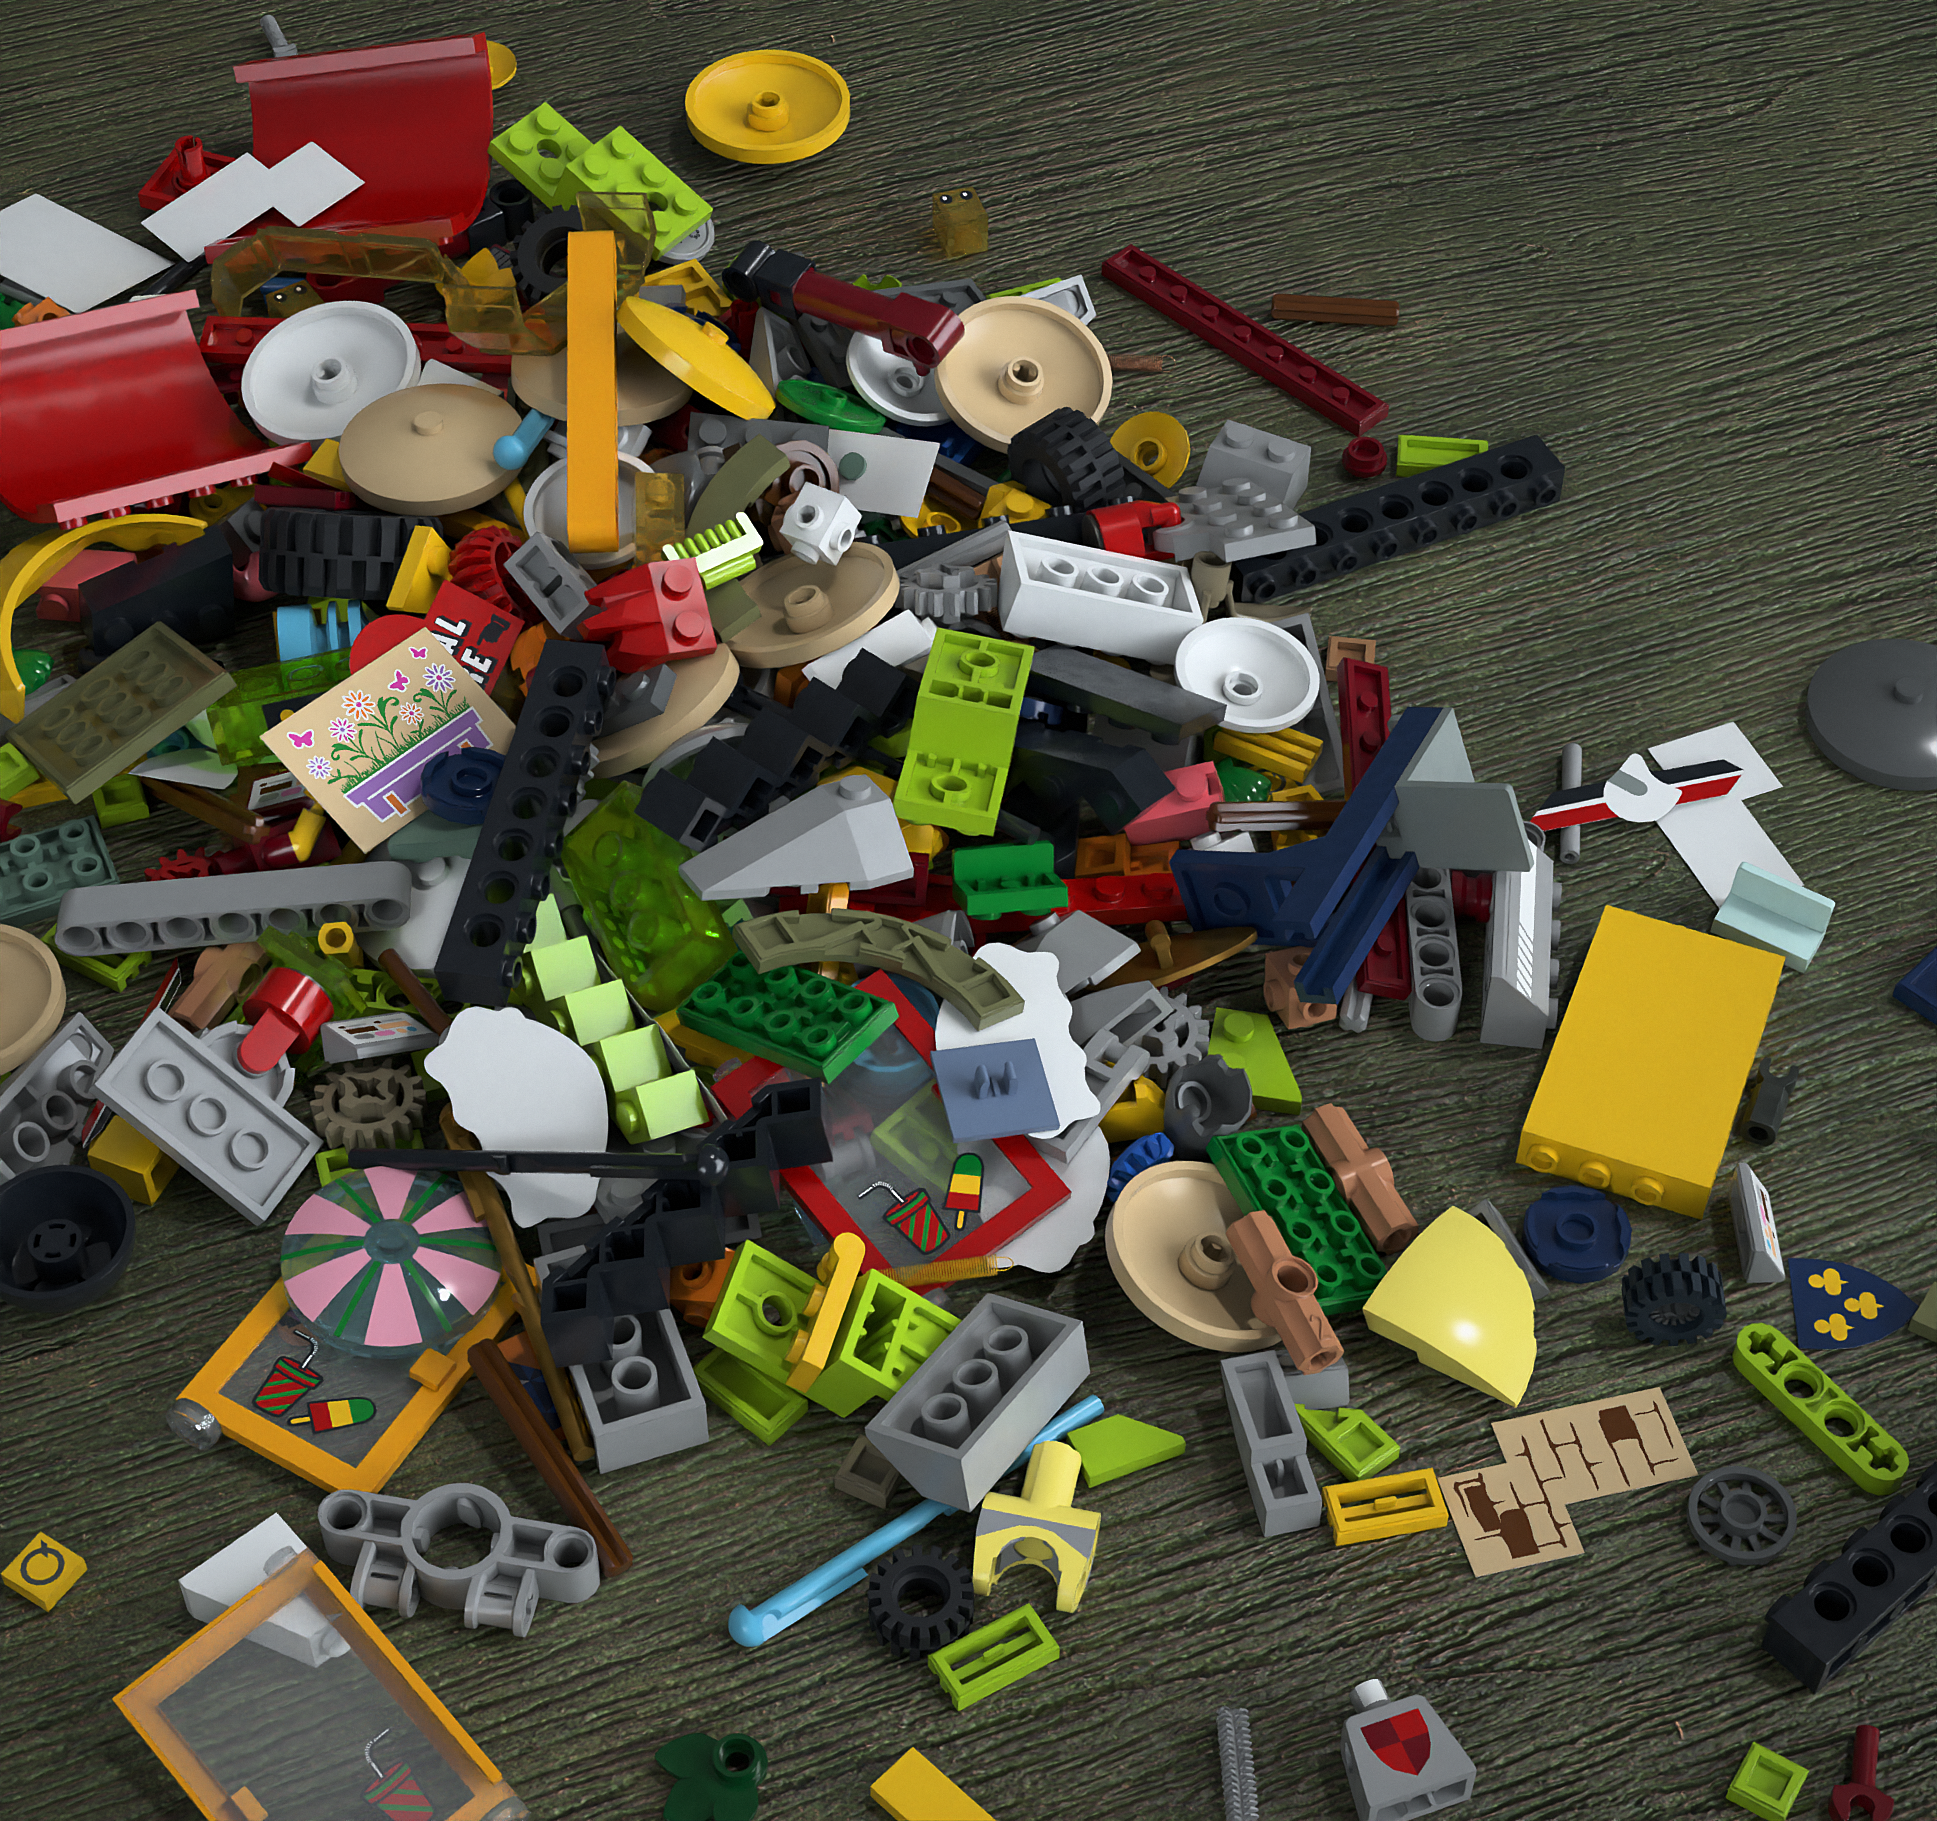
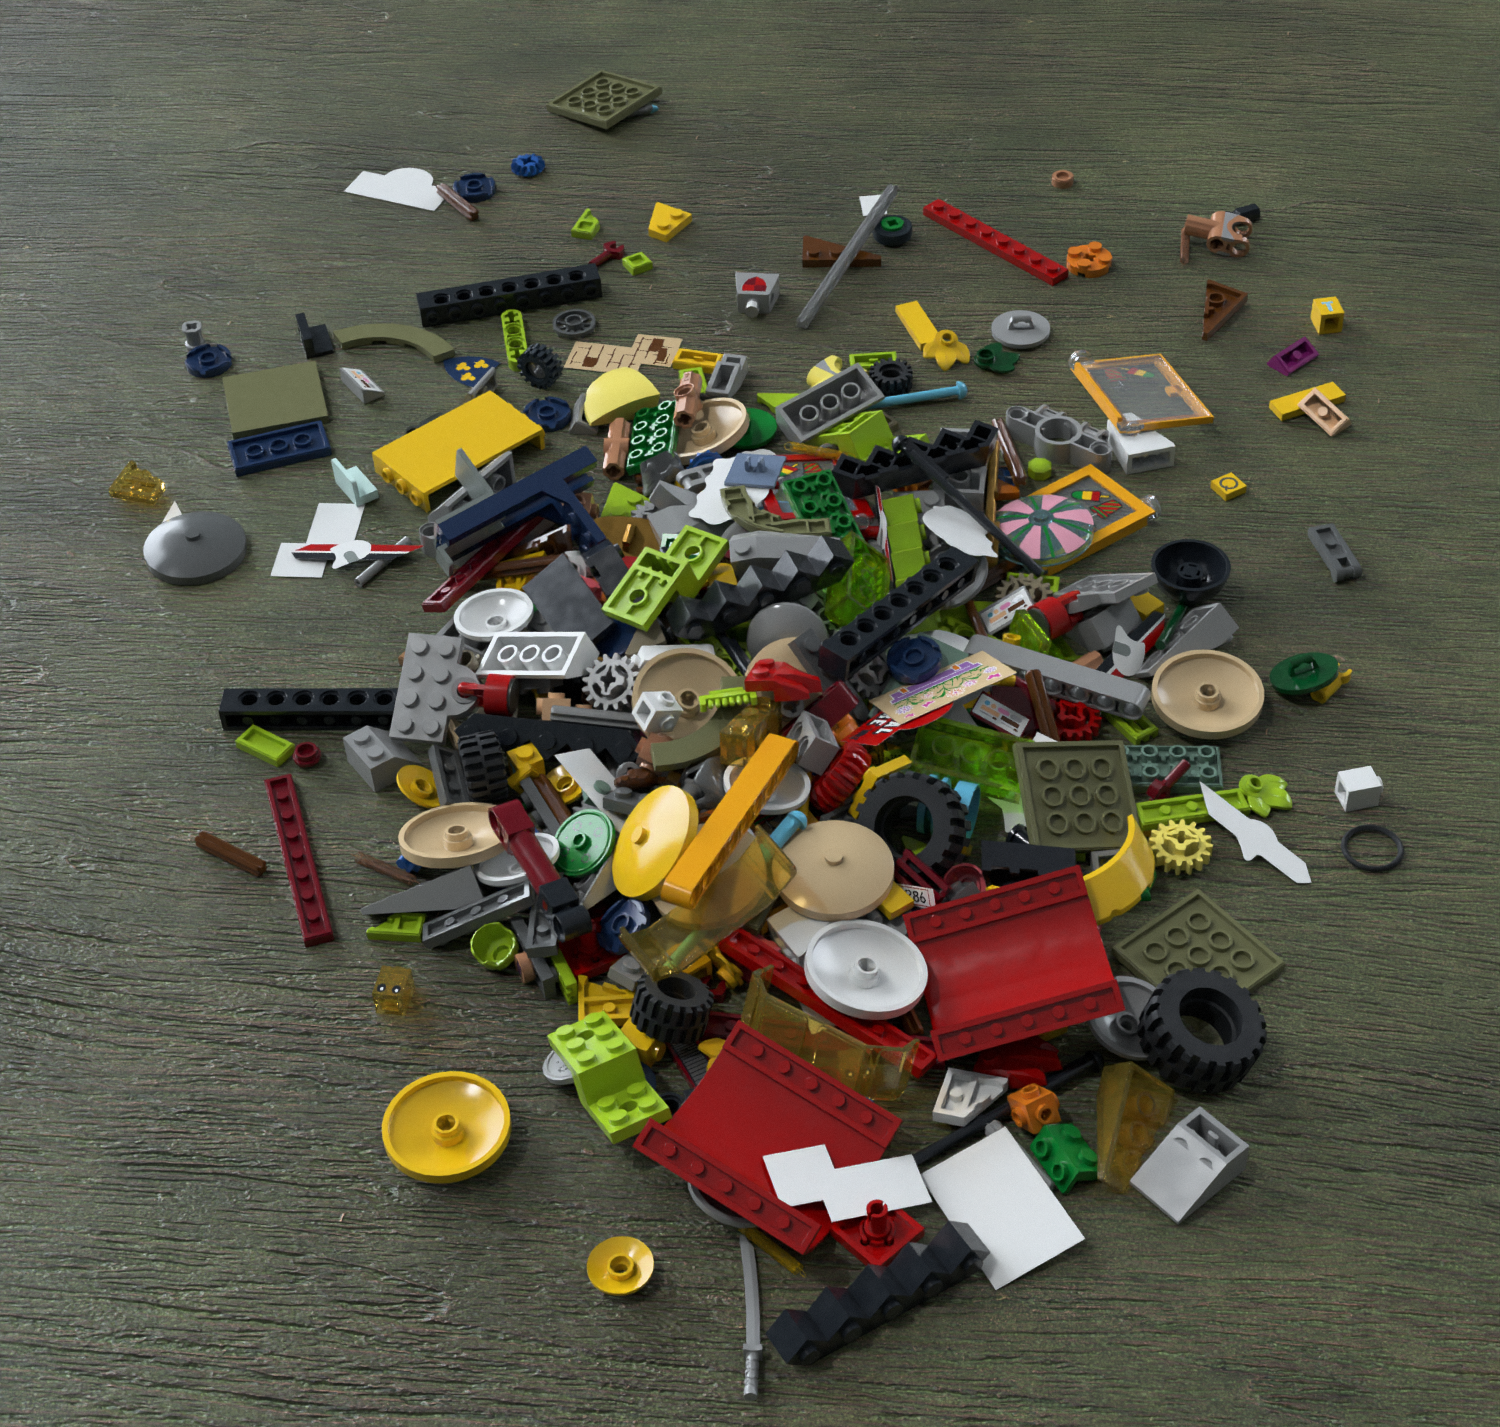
camera: 150 degrees left, 5 degrees down
(70, 1118) = (1171, 626): none -> dark green bar
(129, 156) = (878, 1295): none -> black brick
(473, 1462) = (1039, 469): none -> lime tile
(825, 1308) = (876, 433): yellow plate -> none
(841, 1750) = (946, 351): none -> yellow plate
(1135, 1355) = (760, 431): none -> green shield

